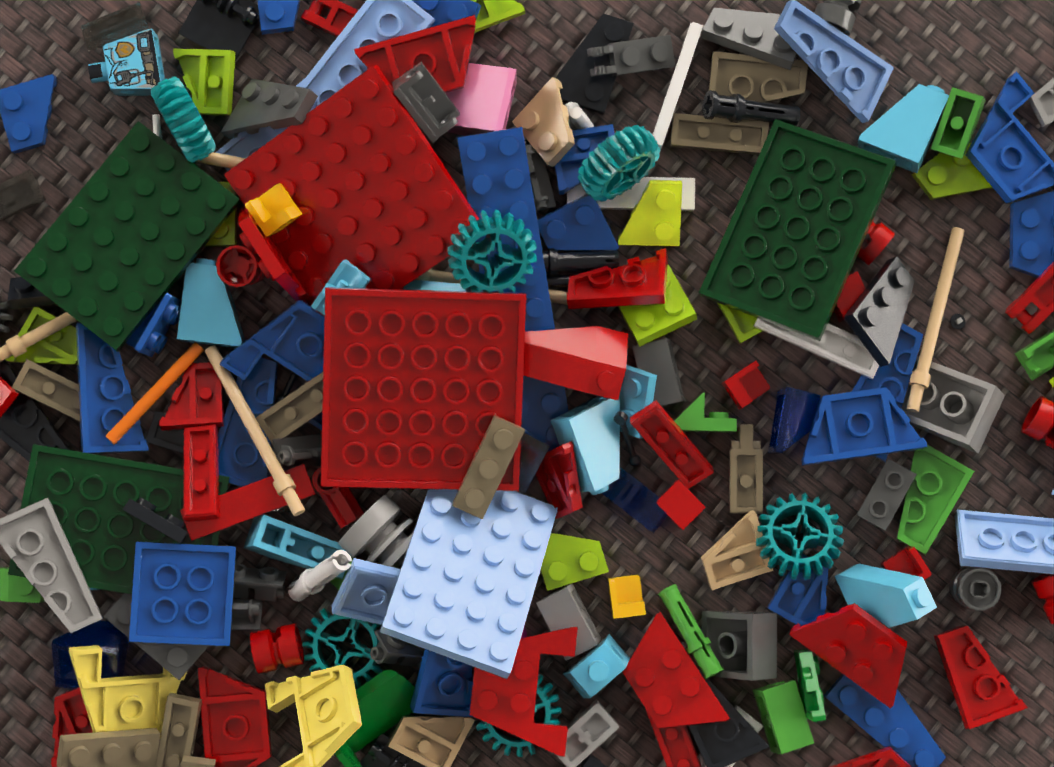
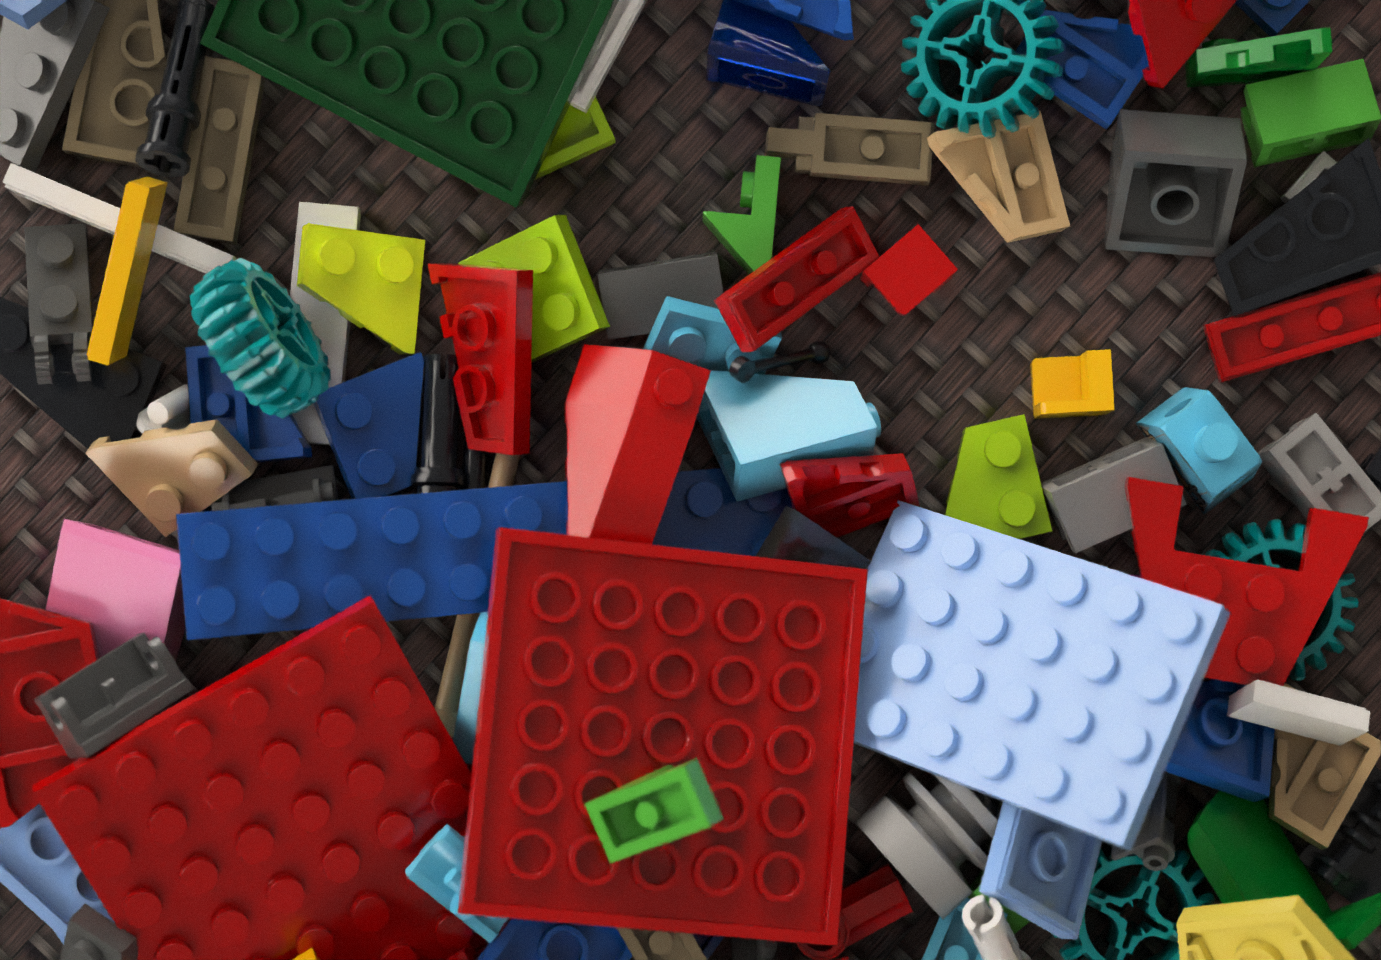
camera: 85 degrees left, 0 degrees up
(384, 384) = (654, 810): none -> bright green slope
(458, 725) = (1298, 712): none -> white tile
(467, 249) = (430, 543): teal gear -> none
(488, 467) = (820, 623): dark tan plate -> none
(636, 500) = (895, 353): clear blue slope -> none
(650, 90) = (126, 270): none -> yellow tile
(670, 681) = (1235, 313): red wing -> none
(691, 632) = (1146, 269): bright green pin -> none
(746, 385) = (694, 136): red panel -> none

